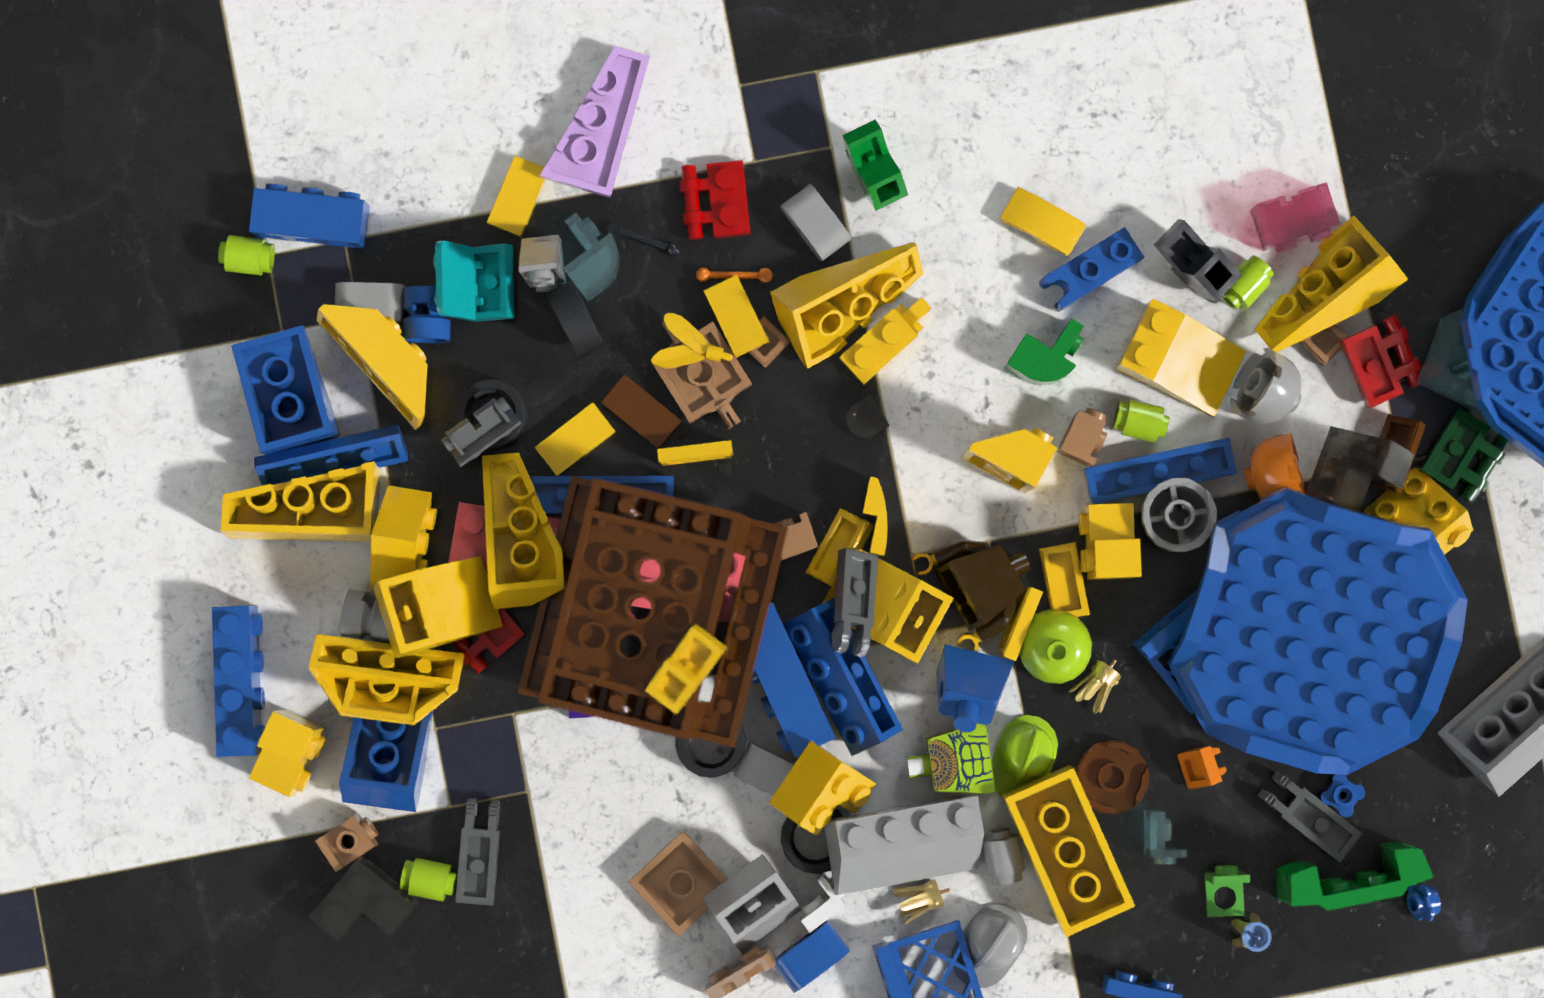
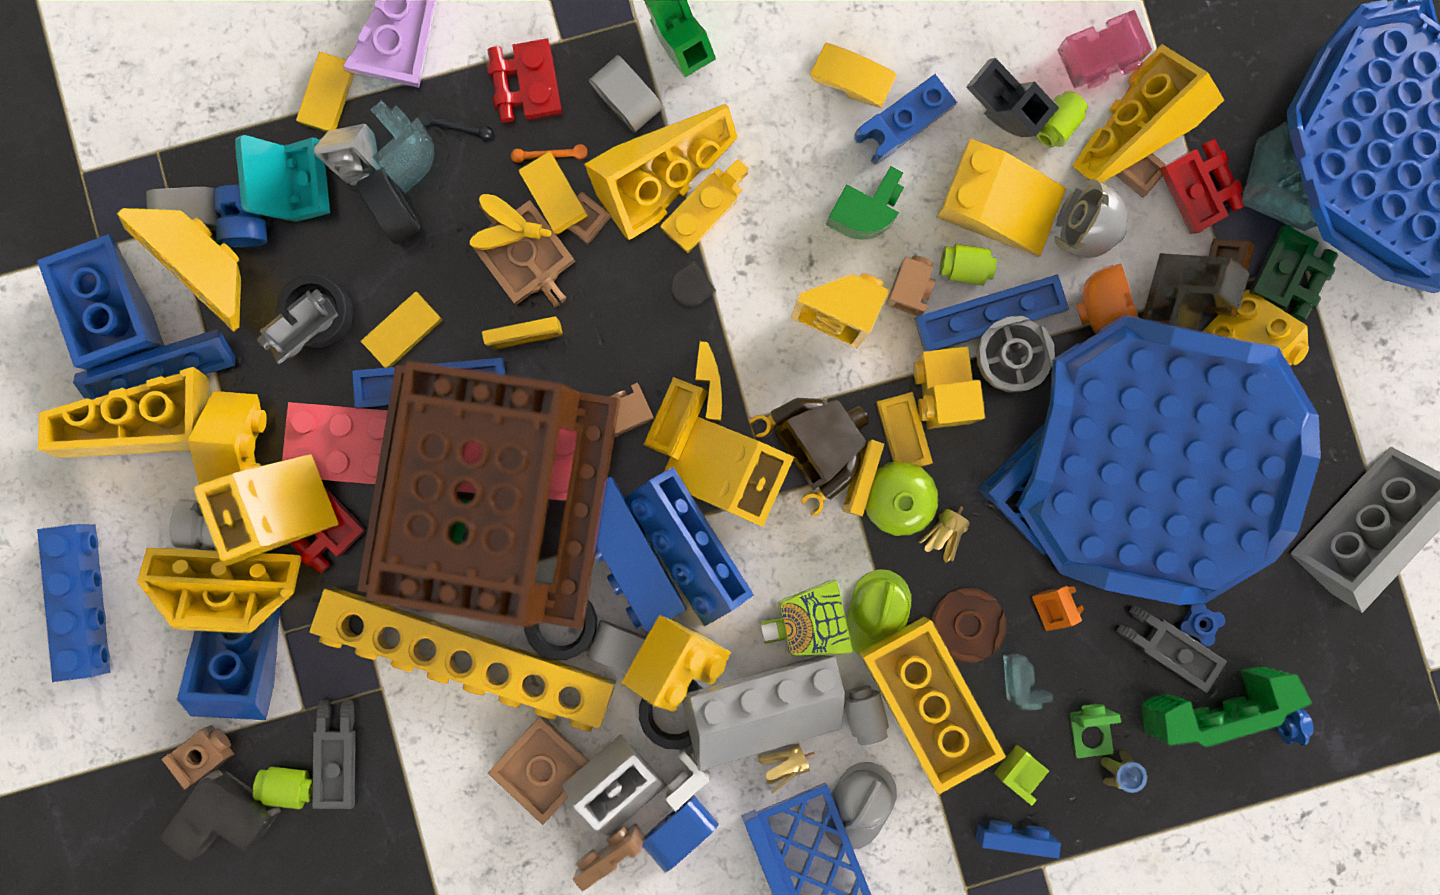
camera: 10 degrees left, 0 degrees up
(246, 255) = (56, 172): lime brick -> none
(287, 751) = (128, 669): yellow brick -> none
(309, 216) = (115, 128): blue brick -> none
(487, 728) = (332, 626): none -> yellow brick
(520, 543) = (346, 437): yellow wedge -> none
(641, 411) = (466, 297): reddish brown tile -> none
(686, 669) = (515, 553): yellow slope -> none
(854, 600) = (693, 468): dark grey hinge -> none
(970, 686) = (818, 545): blue torso -> none
(1151, 926) = (1021, 773): none -> lime panel

